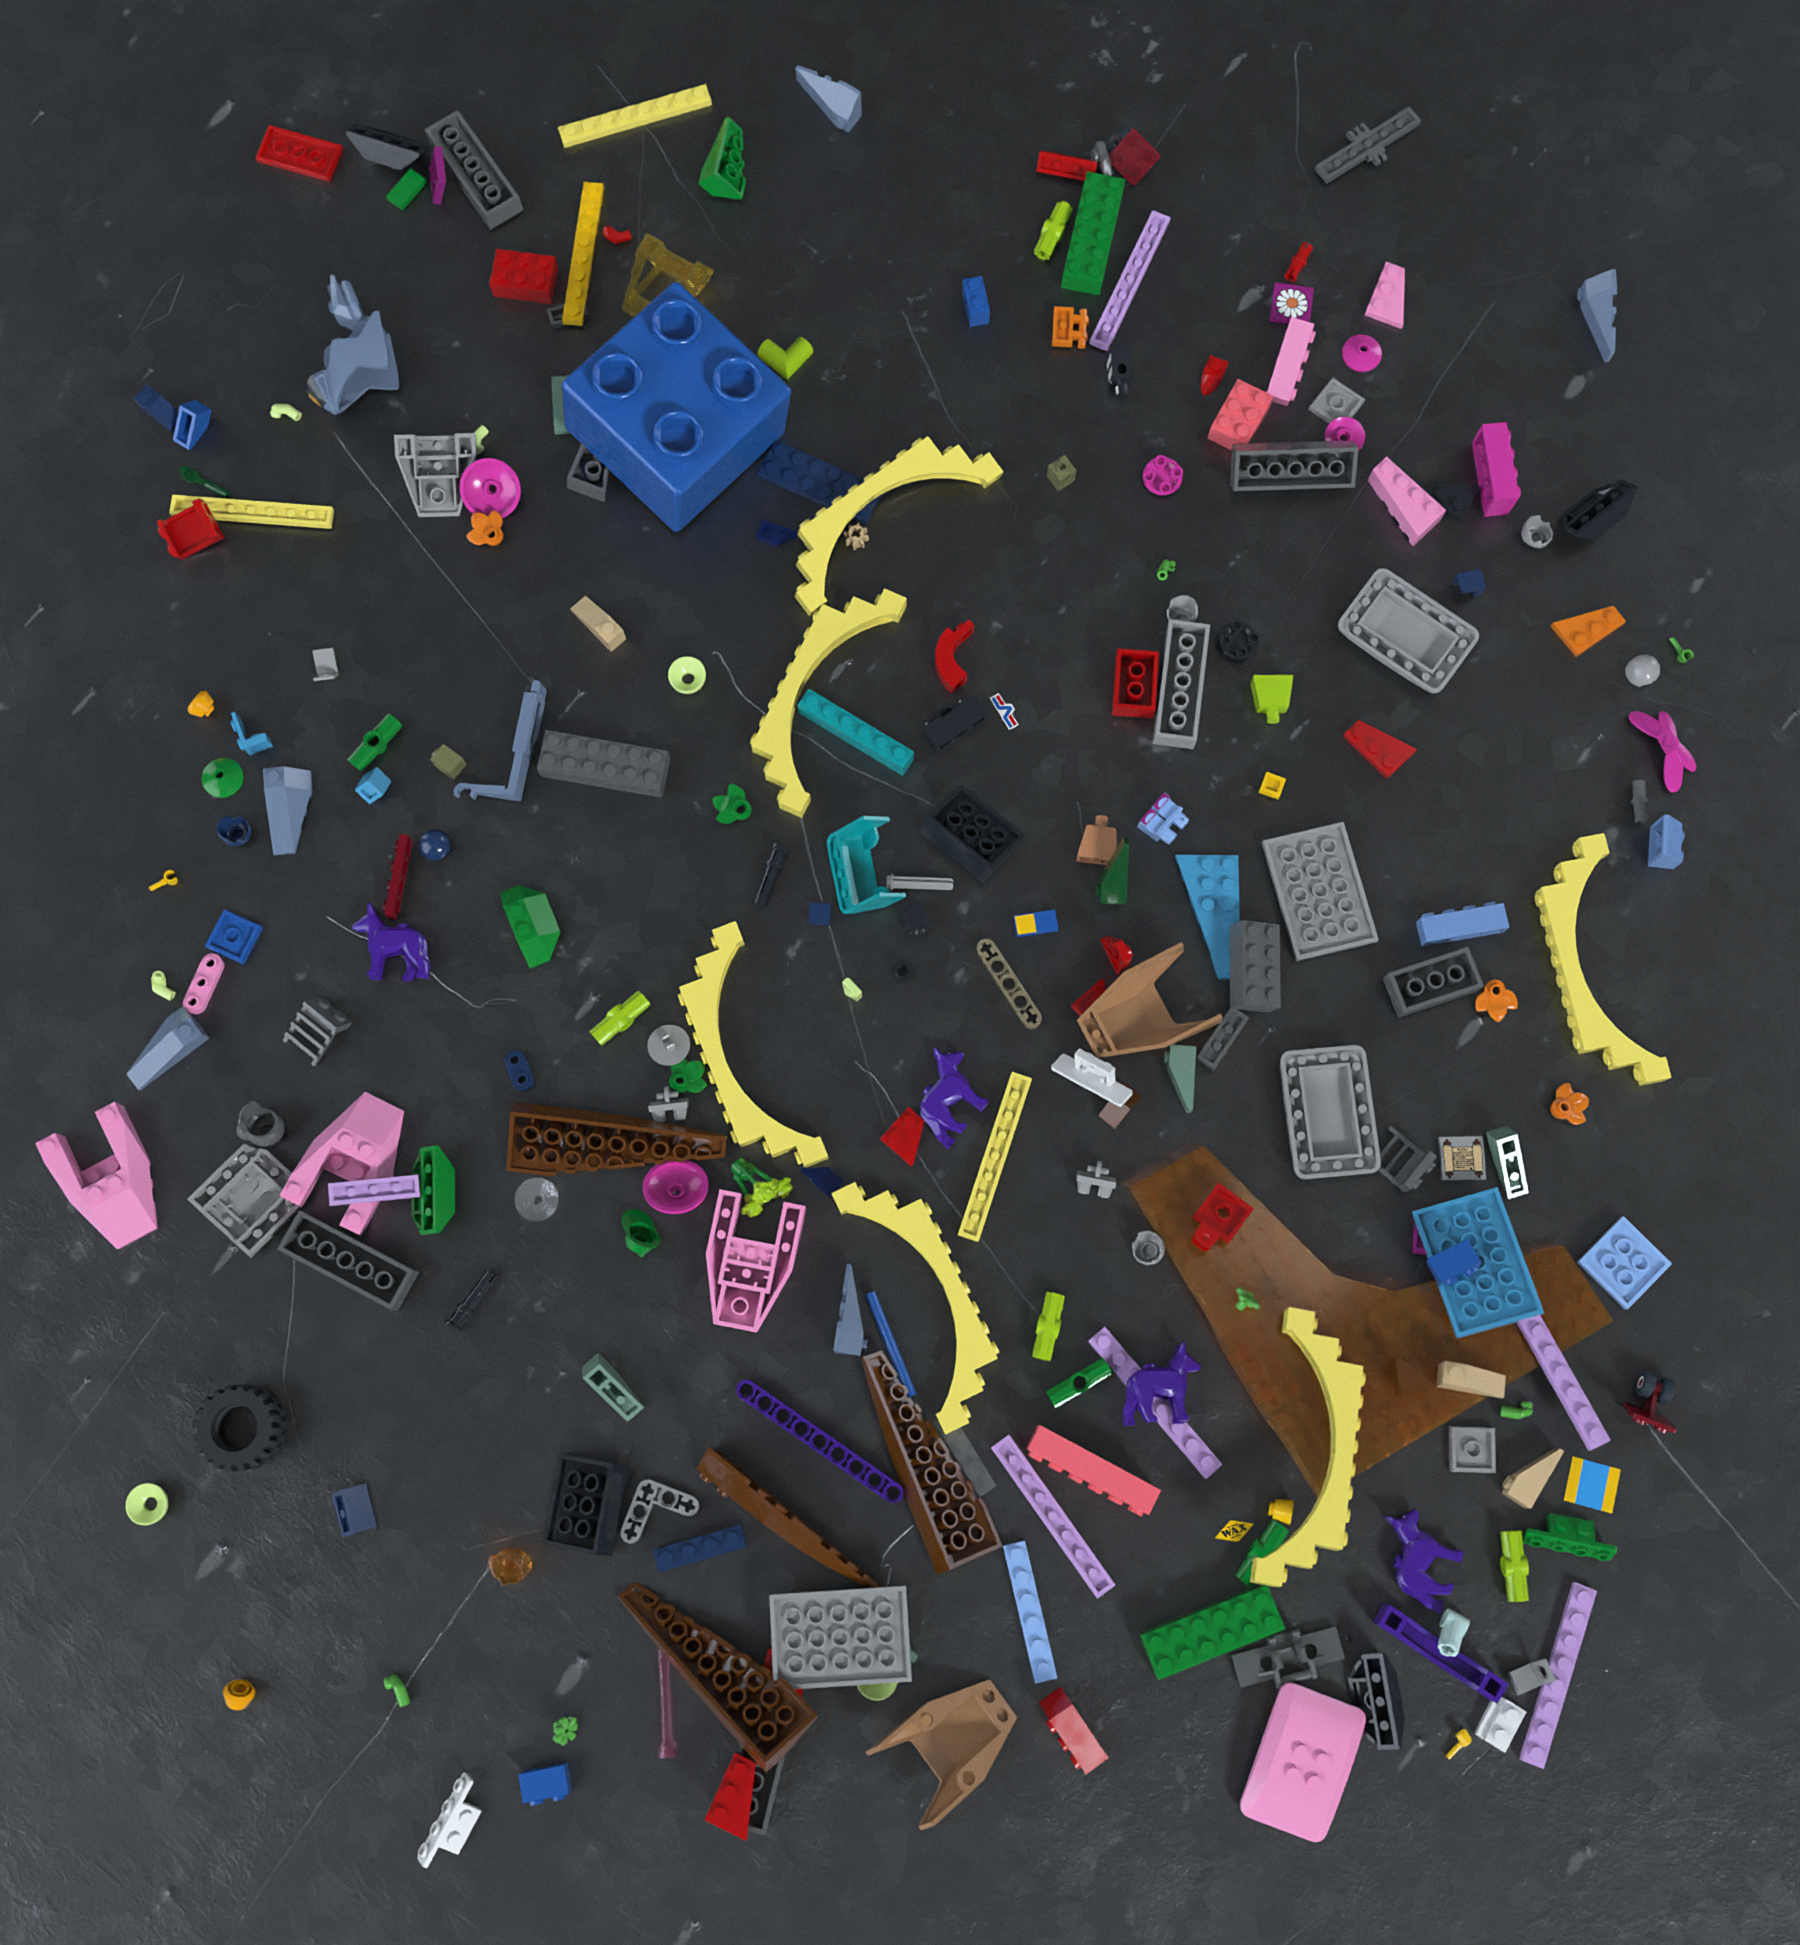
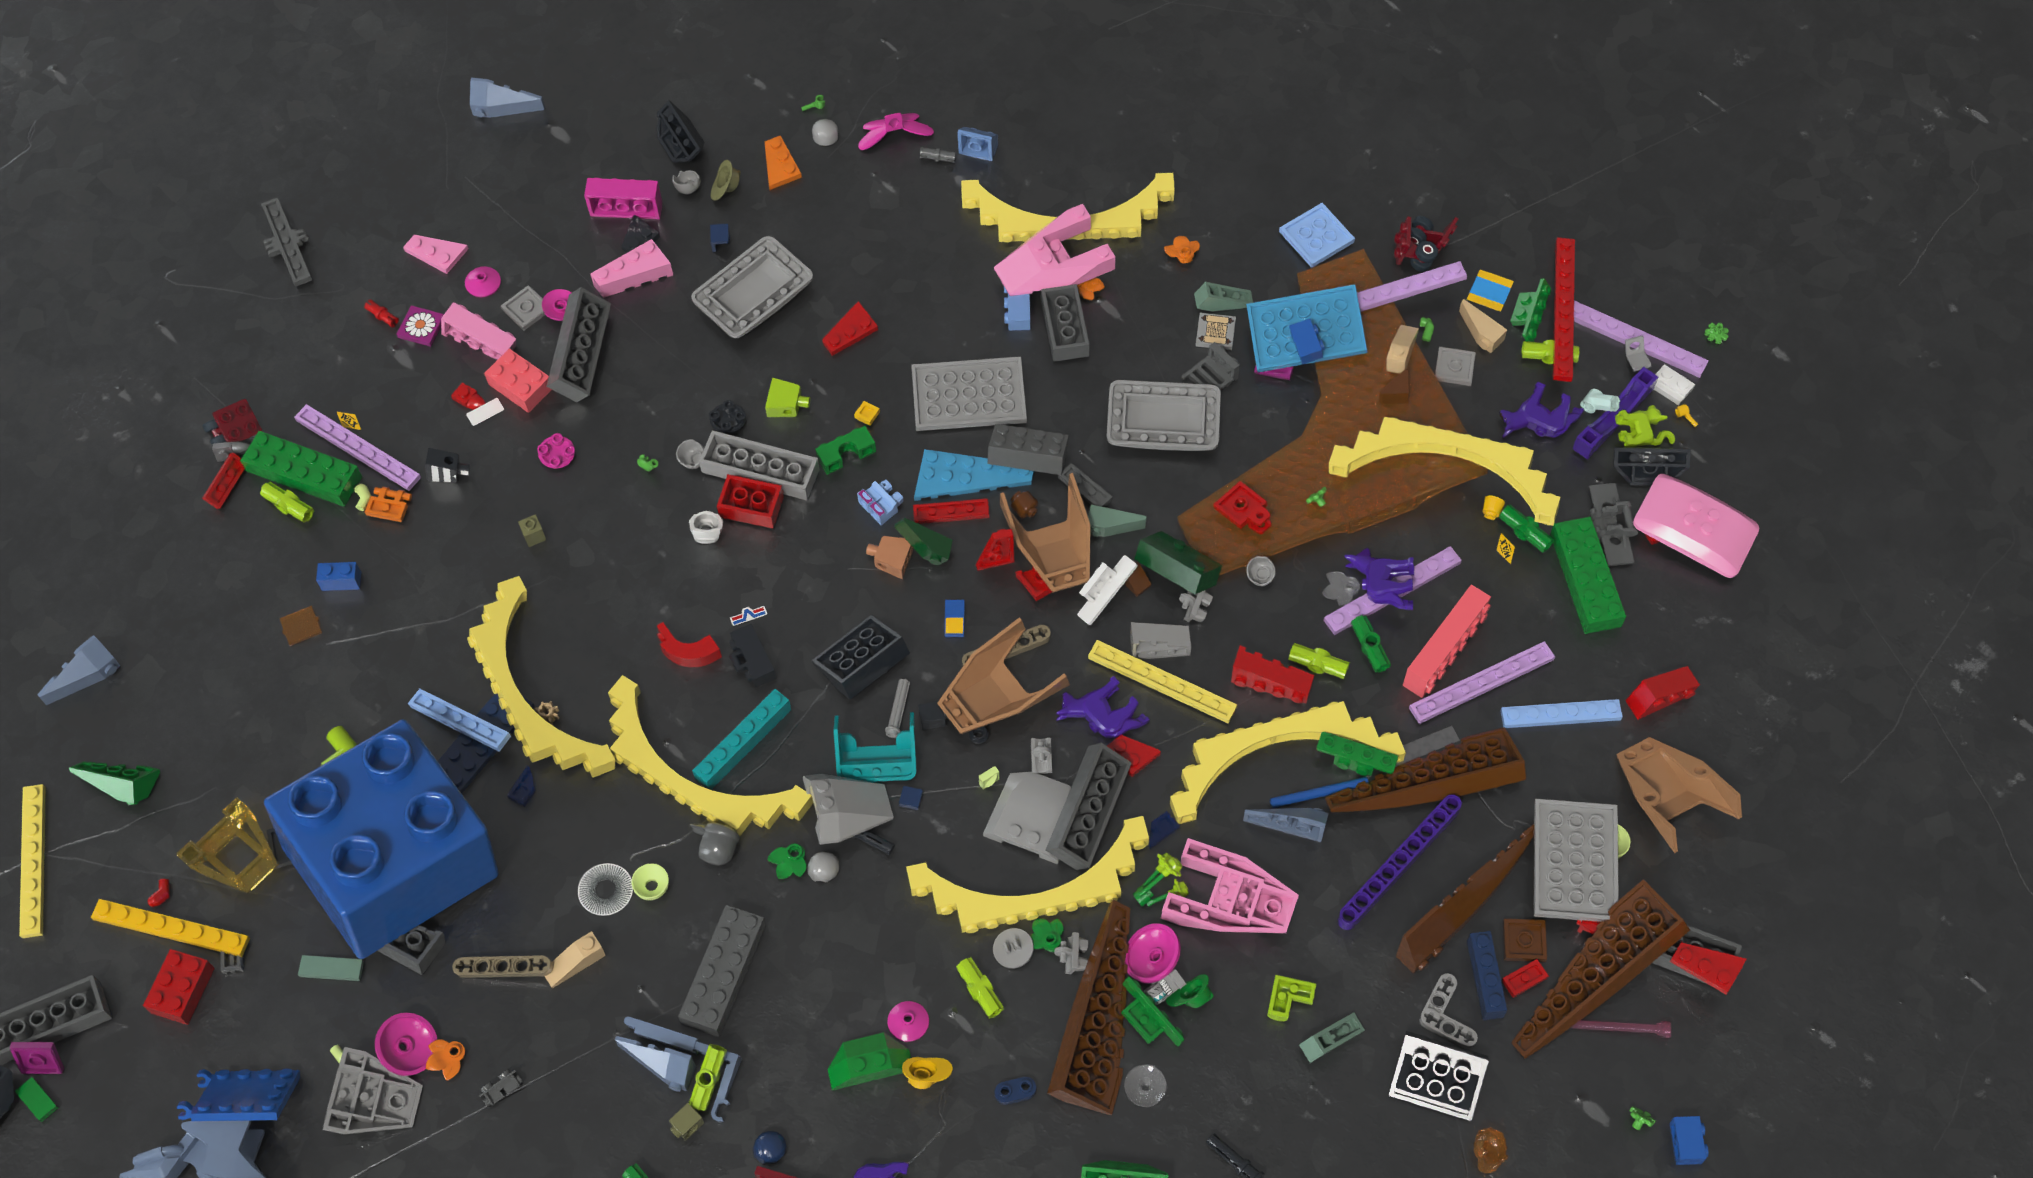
camera: 80 degrees left, 15 degrees down
(417, 357) = (241, 1095): none -> blue plate
(458, 578) = (505, 1081): none -> dark grey hinge
(489, 770) = (712, 1065): none -> lime piece
(500, 730) = (669, 1065): none -> sand blue wedge
(523, 979) = (926, 1071): none -> yellow piece
(586, 961) = (910, 1030): none -> dark pink dish
(587, 565) = (494, 961): none -> dark tan beam
(607, 1189) = (1146, 1017): none -> green bracket
(635, 1200) = (1165, 987): none -> light grey leg
(656, 1333) = (1288, 990): none -> lime brick
(674, 619) = (621, 896): none -> sticker
(705, 1590) = (1525, 978): none -> red plate
(730, 840) = (823, 867): none -> light grey hair
(735, 730) = (717, 842): none -> dark grey piece
(750, 1587) = (1524, 940): none -> reddish brown tile
(794, 848) = (846, 806): none -> light grey wedge
(819, 1044) = (1028, 812): none -> light grey wedge
(829, 1096) = (1088, 806): none -> dark grey brick
(831, 454) = (459, 720): none -> light blue plate
(884, 1039) = (1041, 755): none -> light grey hips
(918, 282) = (300, 625): none -> clear orange piece
(936, 1379) = (1356, 755): none -> green bracket
(950, 973) = (987, 689): none -> medium nougat windscreen
(1016, 1276) = (1271, 676): none -> red wedge
(1041, 1146) = (1159, 640): none -> light grey wedge
(1076, 301) = (364, 494): none -> yellowish green arm
(1094, 643) = (706, 527): none -> white helmet
(1136, 1152) = (1178, 562): none -> dark green brick
(1145, 1338) = (1338, 587): none -> clear plate
(1163, 265) = (348, 420): none -> yellow sticker
(1167, 898) = (951, 511): none -> red tile
(1186, 974) = (1024, 504): none -> reddish brown head
(1199, 394) = (485, 411): none -> white sticker
(1211, 756) = (857, 441): none -> green arch
(1425, 1685) = (1640, 427): none -> lime animal
(1508, 942) = (1044, 261): none -> bright pink wedge
(1547, 575) = (726, 180): none -> olive piece
(1578, 1578) = (1564, 310): none -> red plate
(1588, 1778) = (1716, 333): none -> bright green plant
(1618, 1393) = (1421, 255): none -> plate

